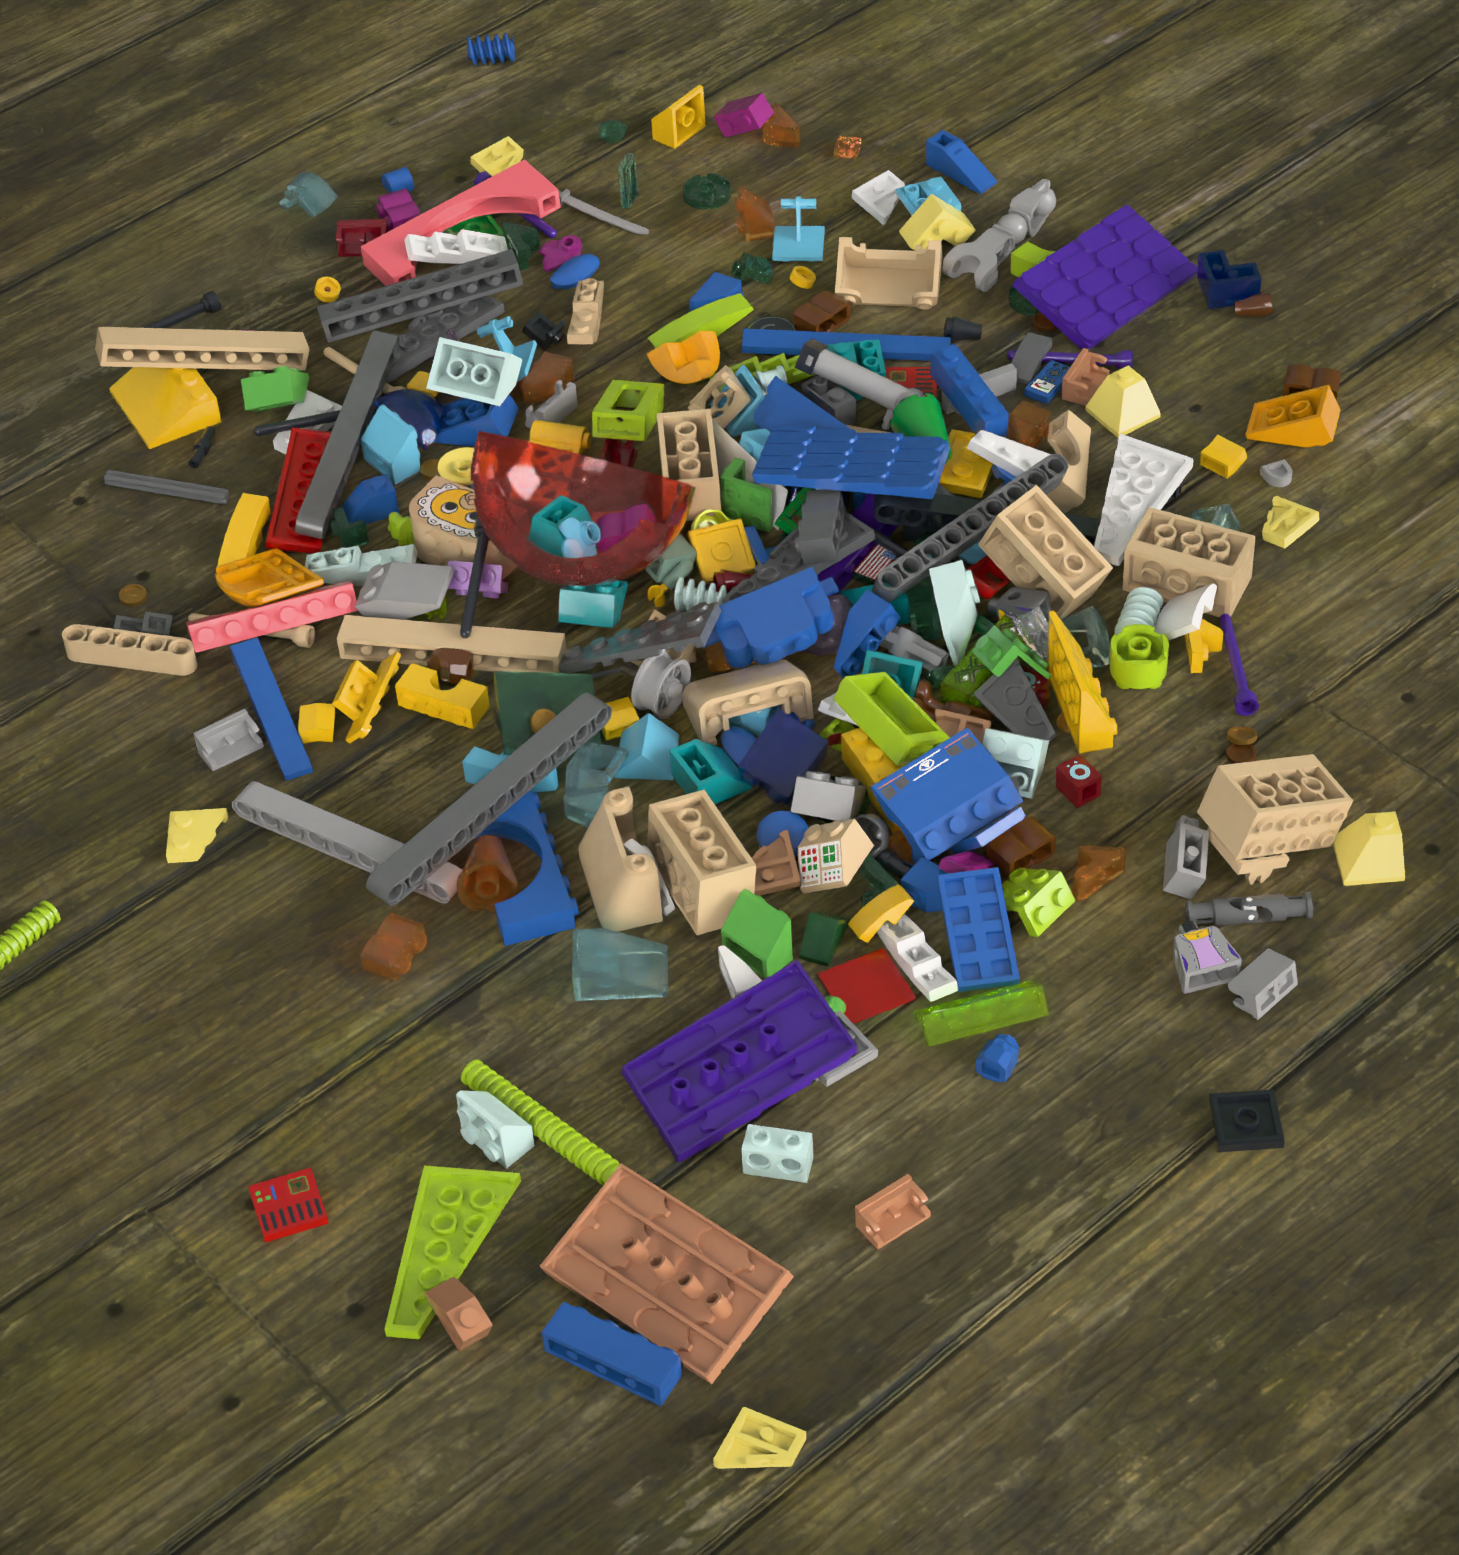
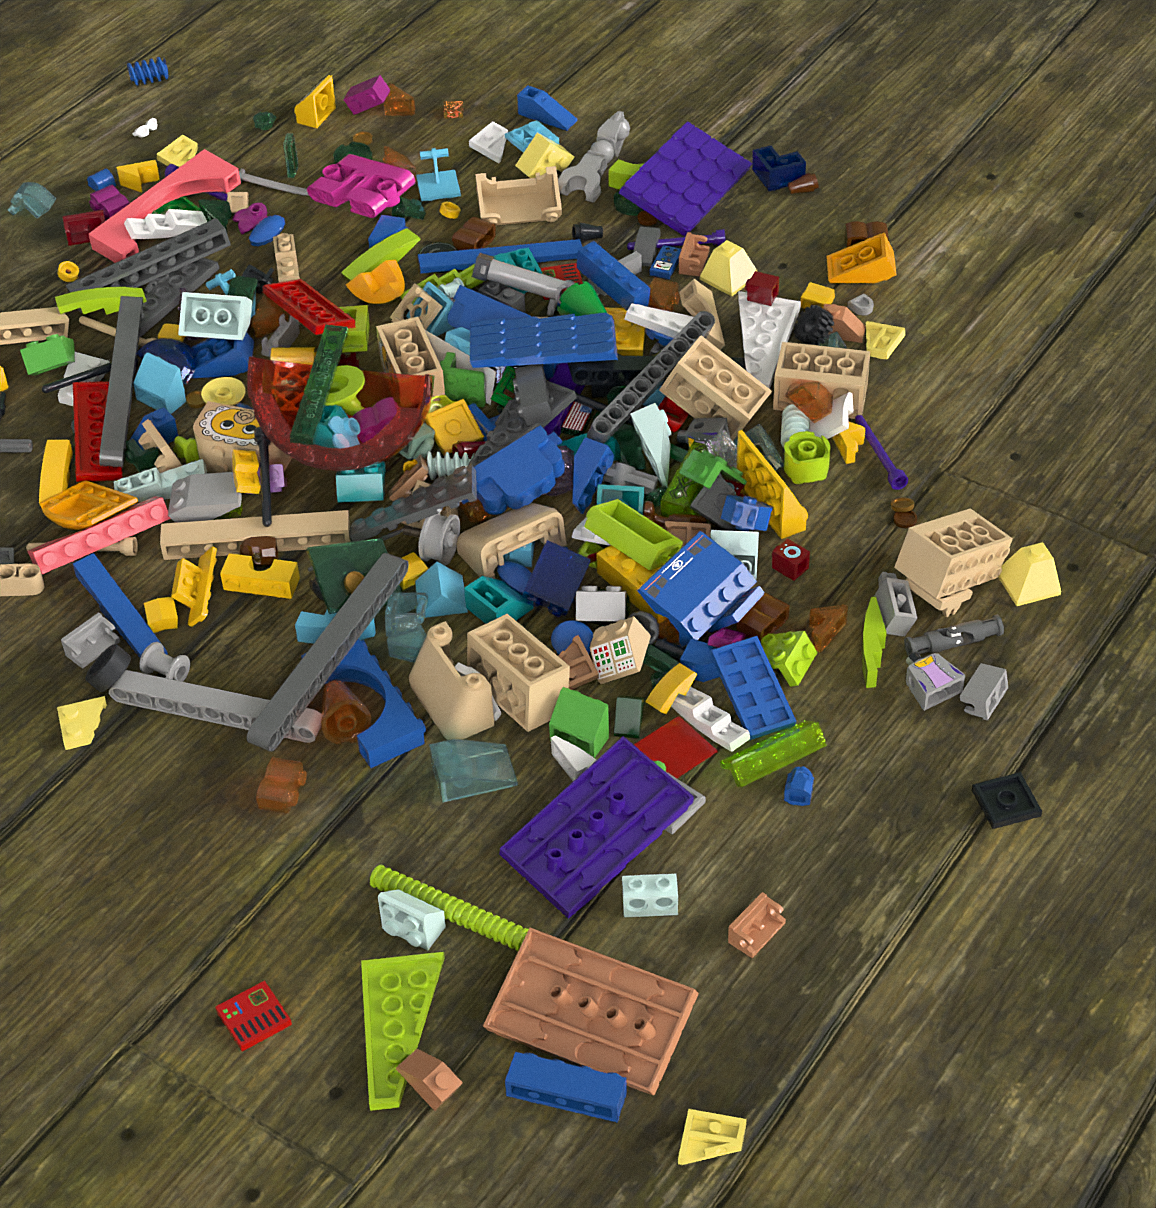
camera: 15 degrees left, 0 degrees up
(236, 776) = (108, 668): none -> black tyre
(293, 775) = (156, 660): none -> light grey hose
(348, 329) = (96, 299): none -> lime slope
(377, 535) = (152, 438): none -> tan piece
(442, 178) = (136, 174): none -> yellow slope
(455, 568) = (245, 471): none -> yellow slope
(465, 124) = (143, 131): none -> white piece
(519, 342) = (243, 287): none -> clear green slope
(550, 229) = (237, 200): none -> tan tile
(562, 476) = (318, 385): none -> clear green tile
(586, 483) = (345, 386): none -> lime piece
(589, 376) = (307, 305): none -> red tile
(643, 612) = (403, 486): none -> medium nougat wing
(703, 229) = (363, 182): none -> dark pink connector
(726, 169) = (363, 137): none -> pearl gold piece
(1035, 714) = (746, 513): none -> blue hinge
(1145, 896) = (873, 642): none -> lime slope
(1147, 435) = (762, 288): none -> dark red brick
(1163, 585) = (812, 400): none -> clear orange slope
(1200, 492) = (813, 325): none -> black tyre
(1241, 493) = (846, 323): none -> nougat slope

